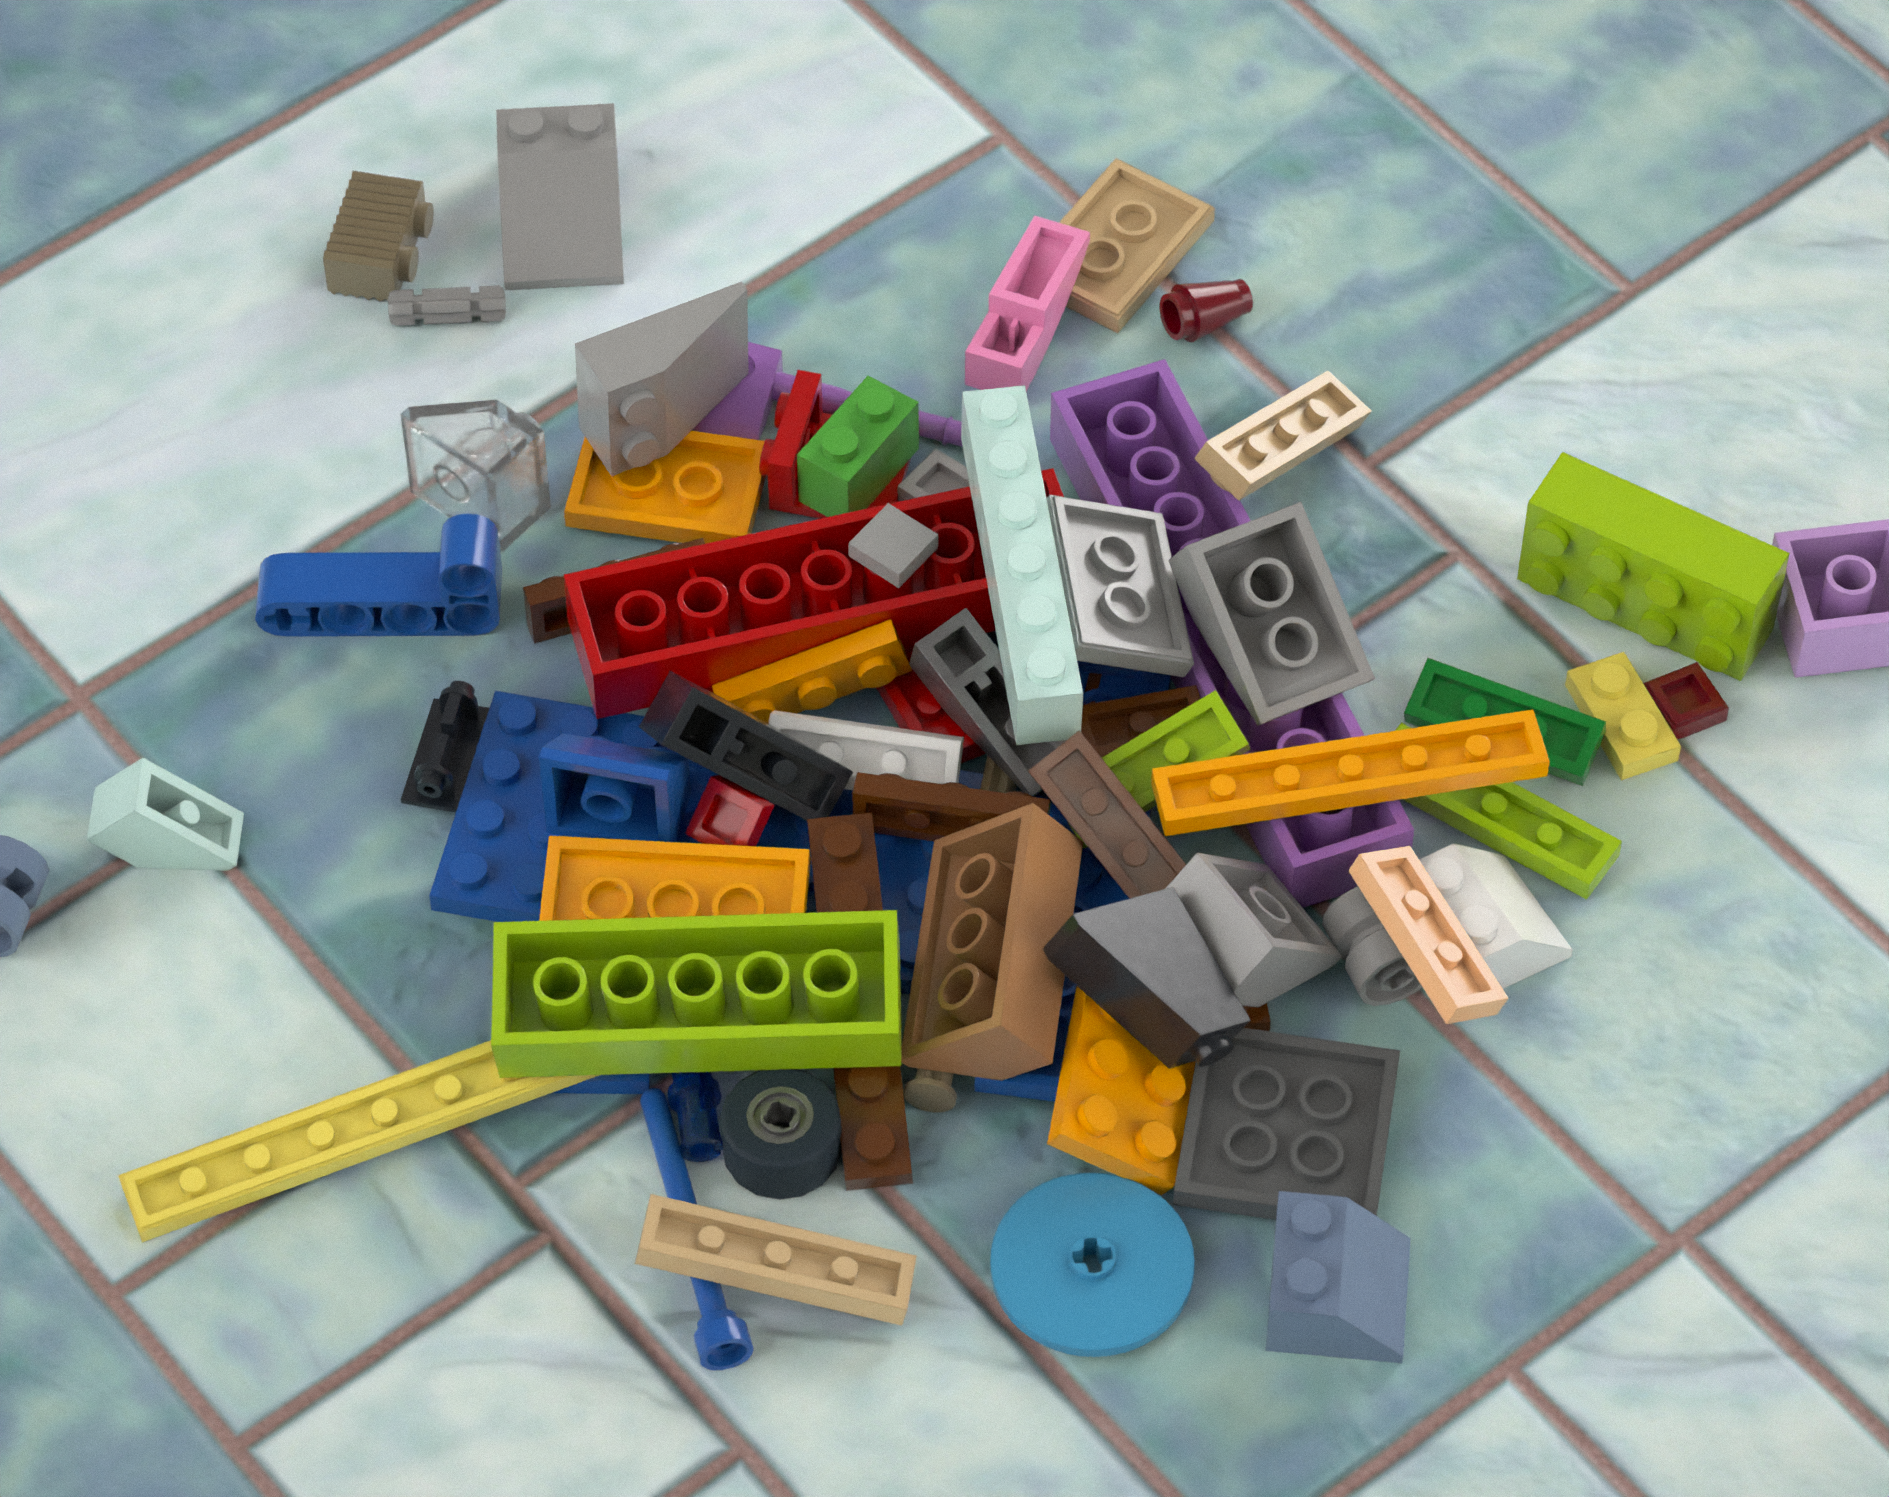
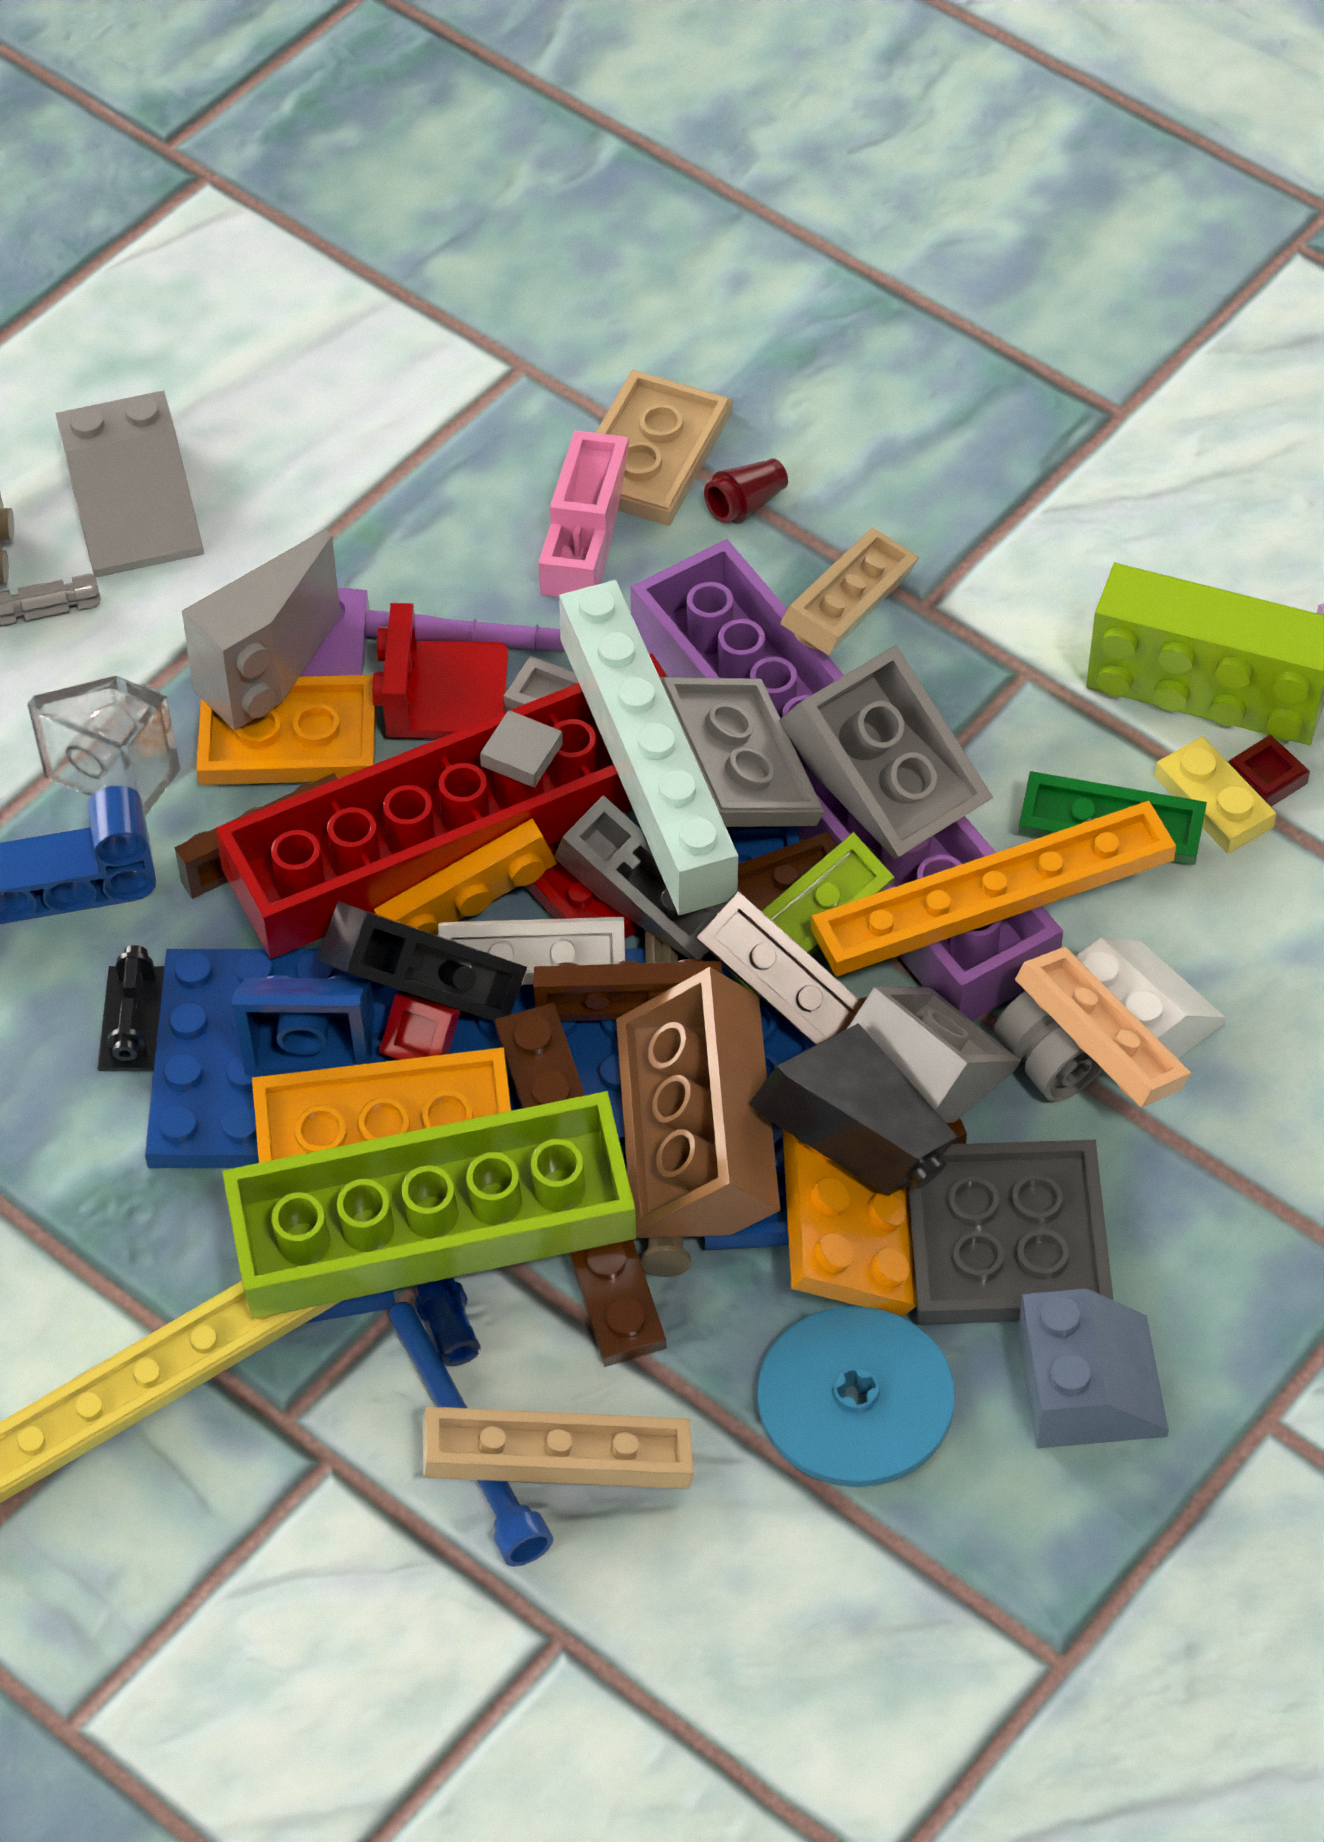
camera: 10 degrees left, 0 degrees up
(781, 1133) = (515, 1338): black wheel -> none
(858, 449) = (461, 668): bright green brick -> none
(1528, 832) = (1159, 915): lime plate -> none

